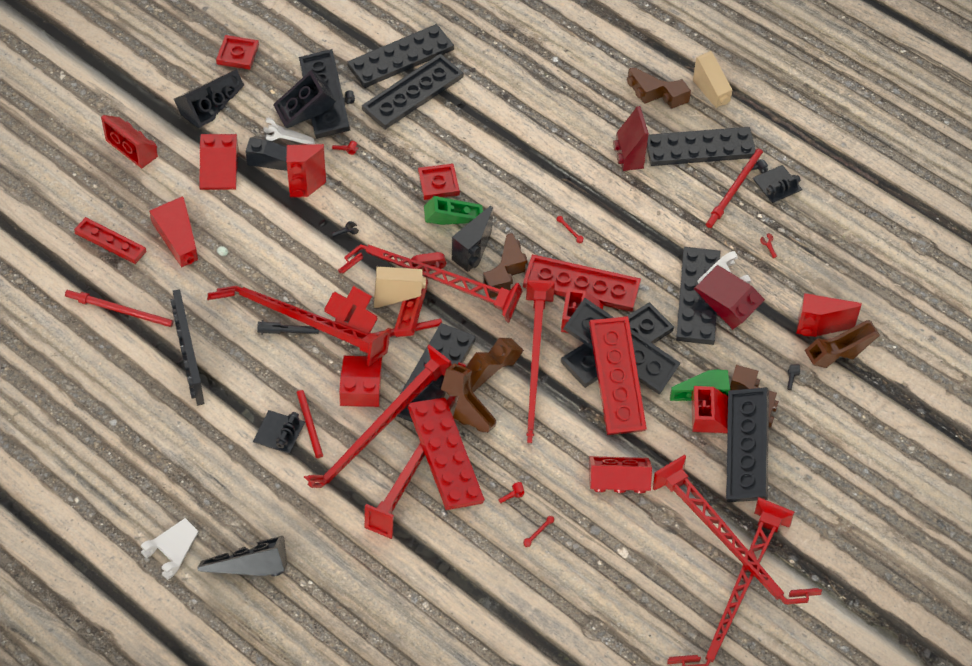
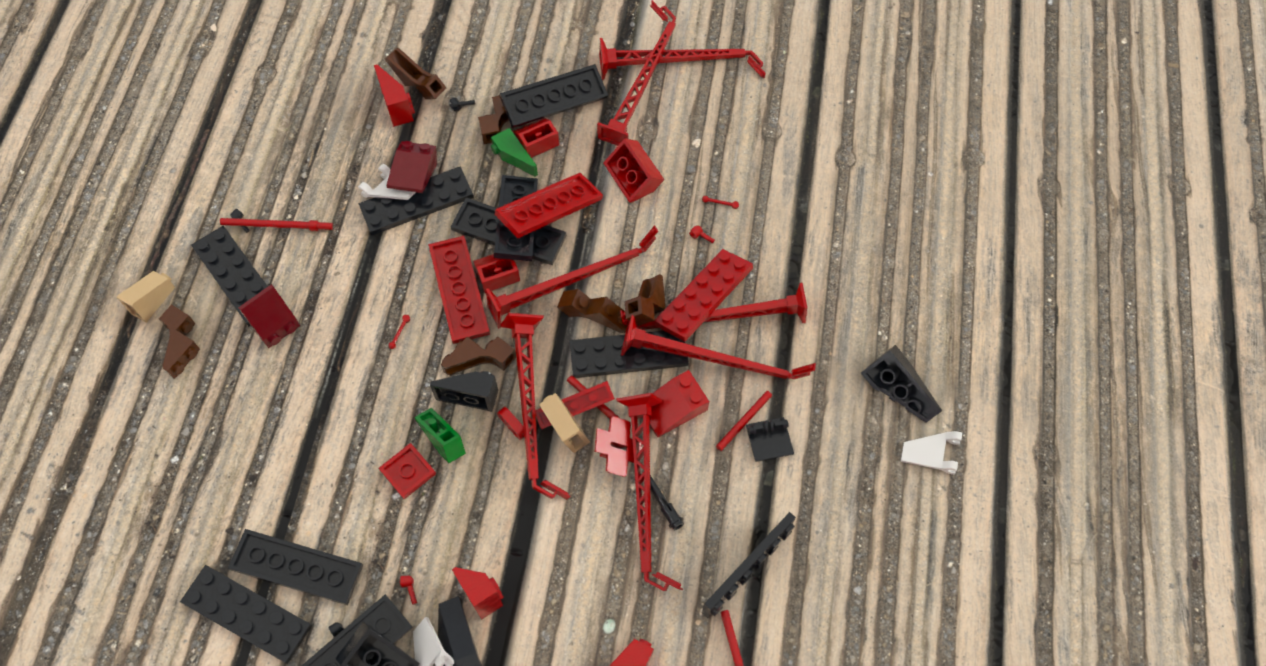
camera: 120 degrees left, 10 degrees up
(348, 228) = (516, 520): black hand -> none
(769, 244) = (328, 173): red hand -> none
(778, 183) = (251, 196): black hinge -> none

